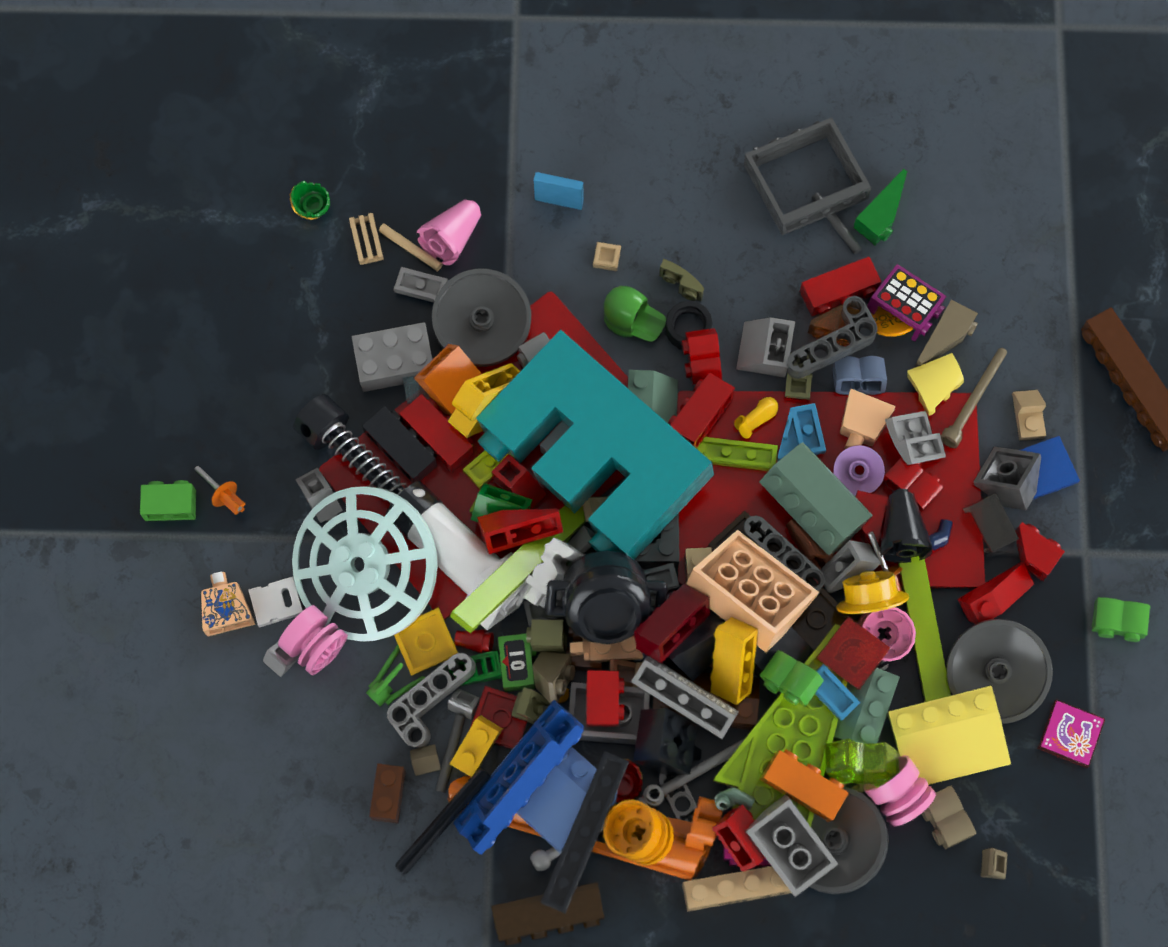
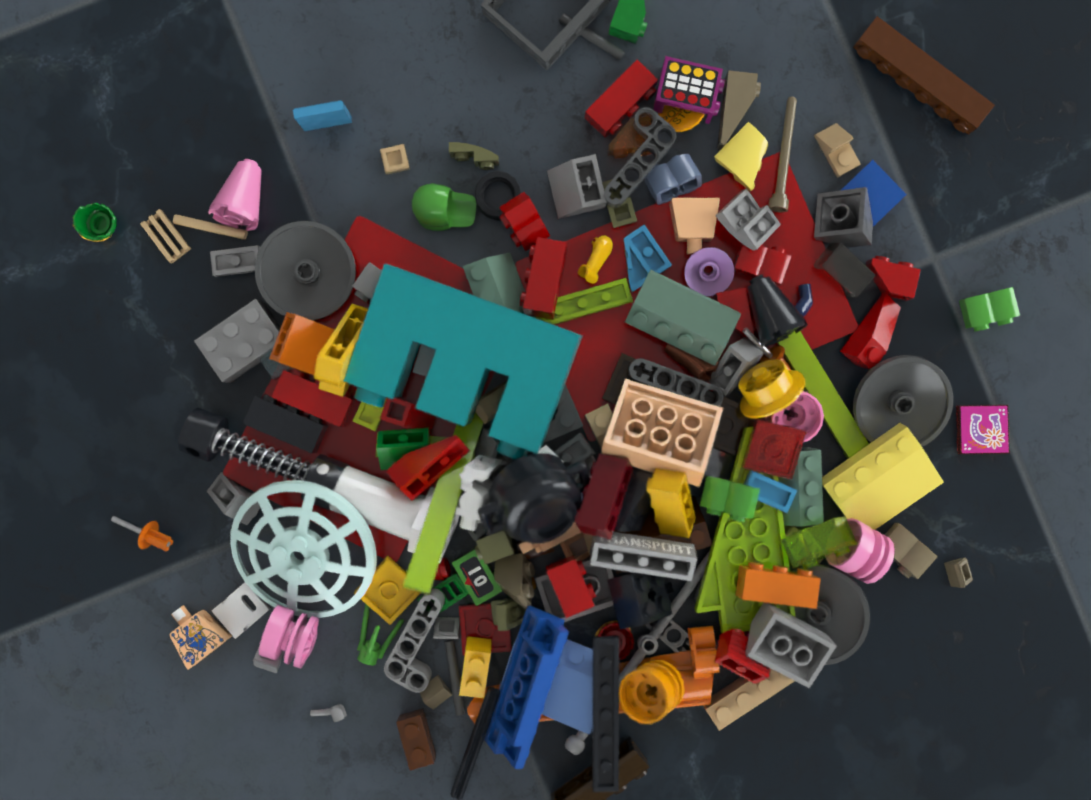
camera: 25 degrees left, 15 degrees up
(168, 501) = (100, 563): bright green brick -> none
(322, 737) = (337, 712): none -> light grey hand
(731, 797) = (718, 622): sand green arm -> none

